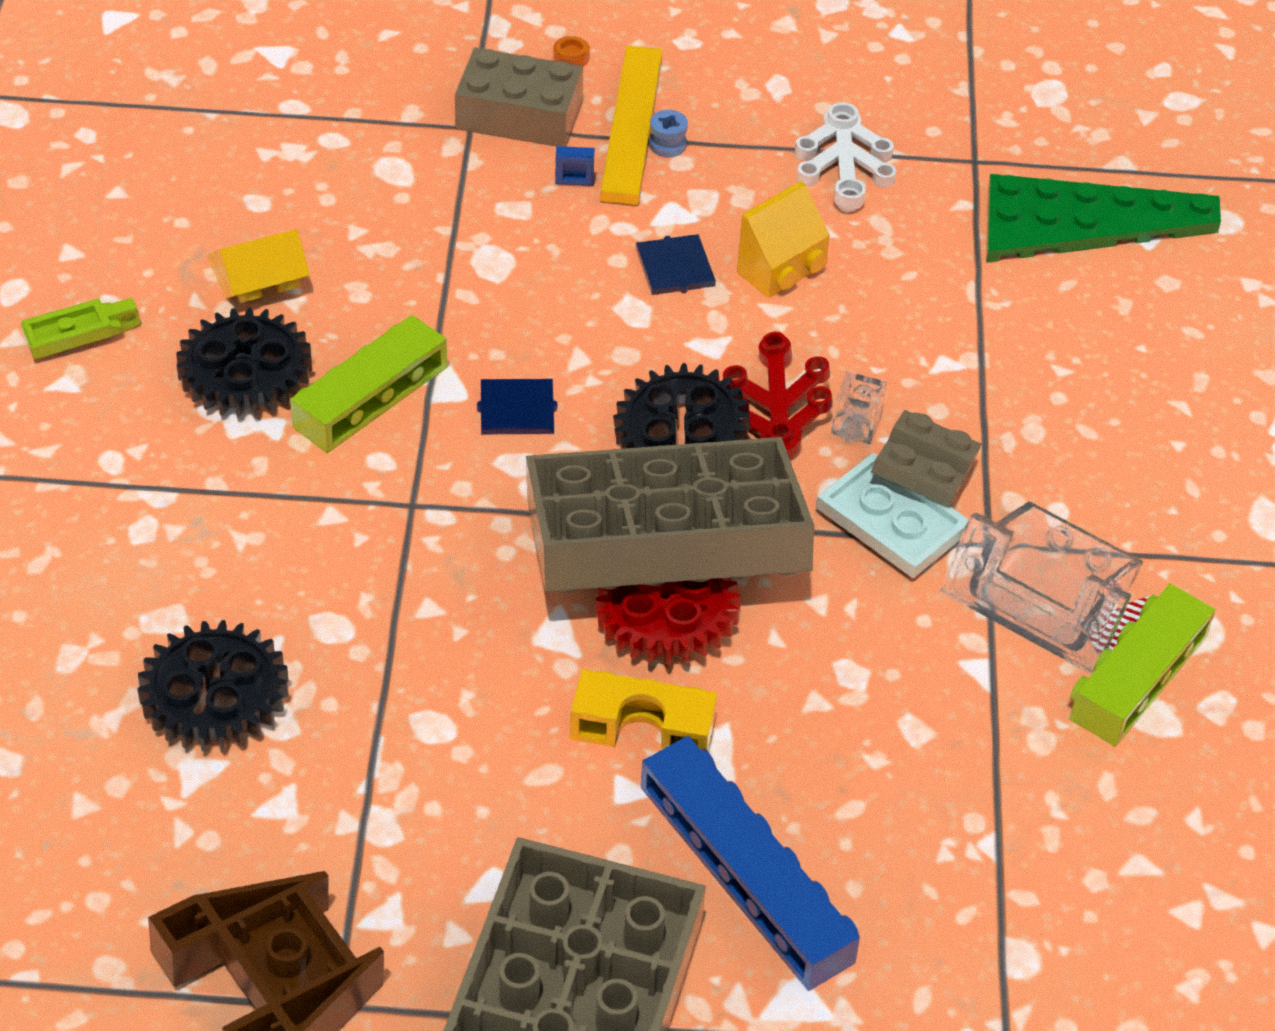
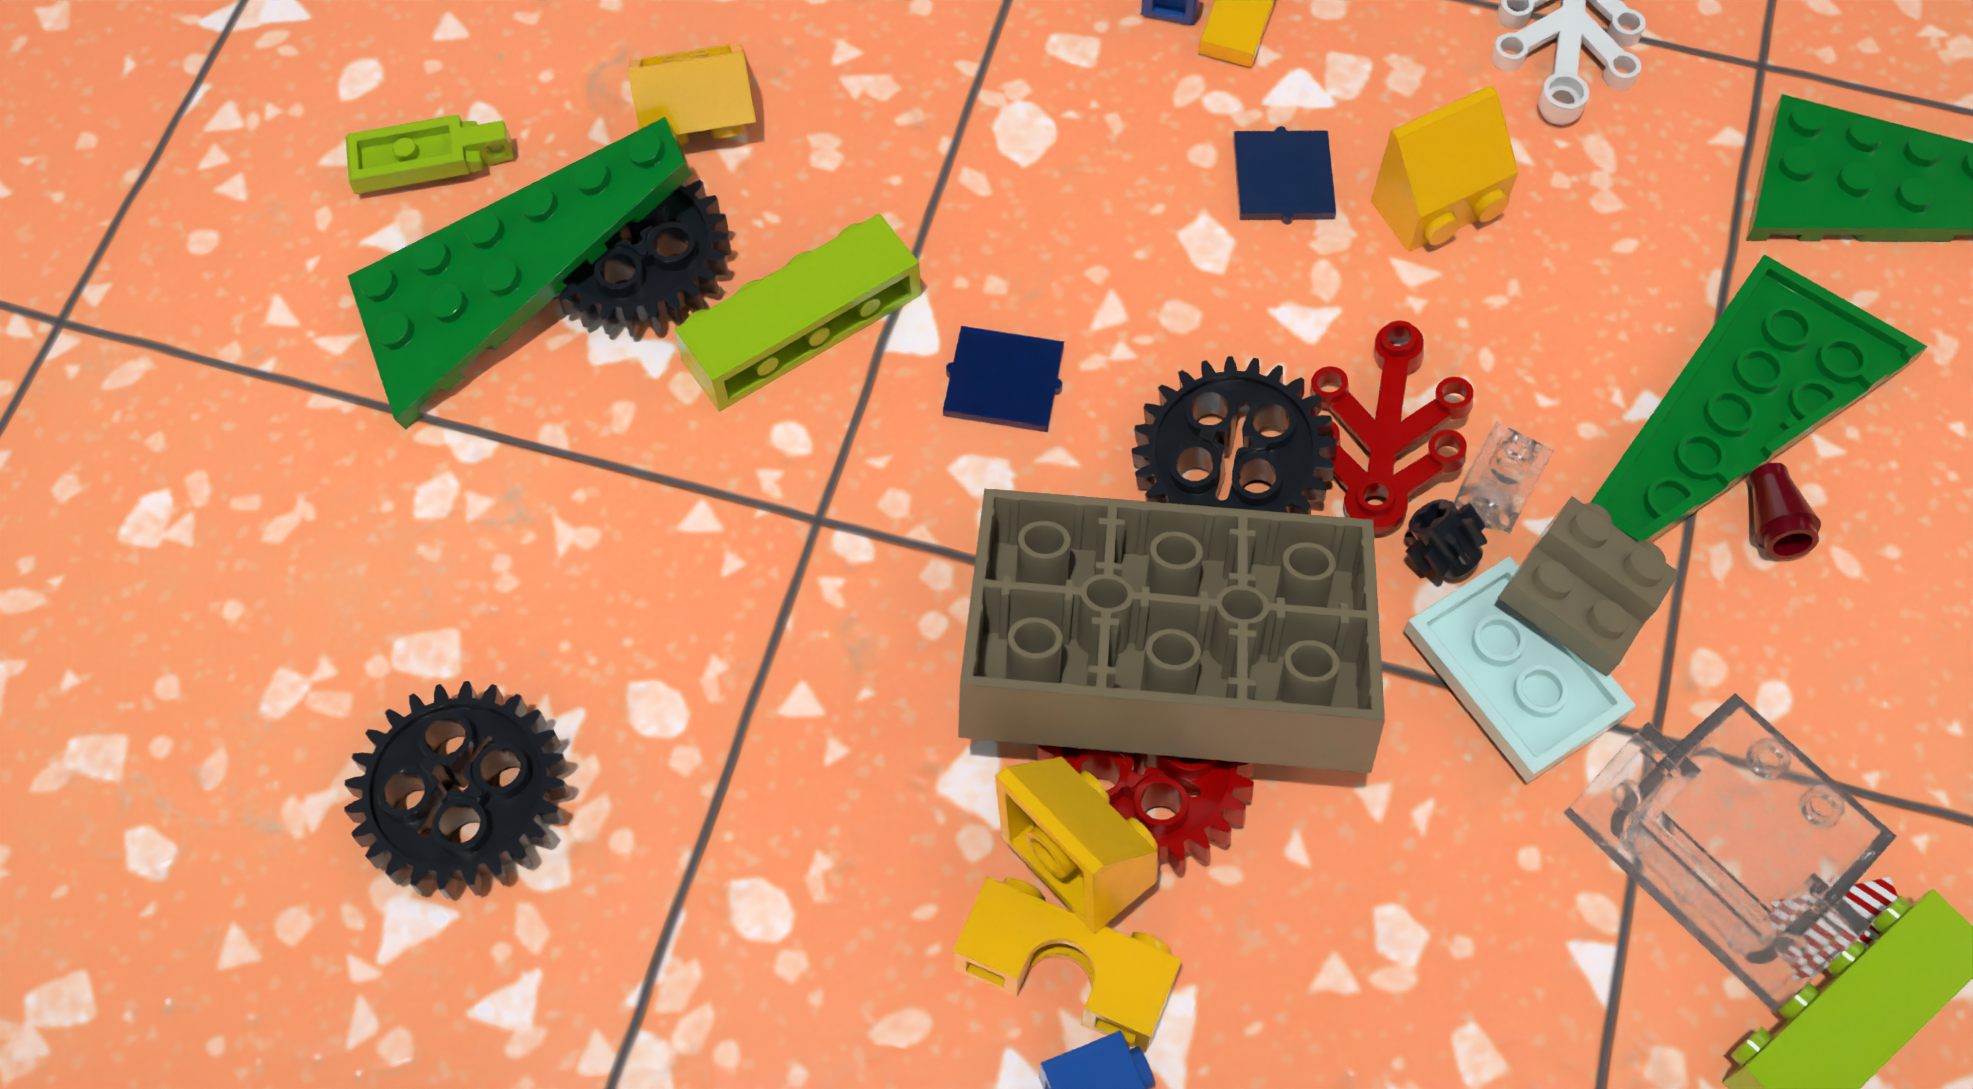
camera: 15 degrees right, 15 degrees up
(153, 385) = (495, 269): none -> green wing
(633, 632) = (1075, 838): none -> yellow slope
(830, 448) = (1445, 538): none -> black gear
(1005, 342) = (1754, 387): none -> green wing
(1040, 408) = (1781, 513): none -> dark red cone

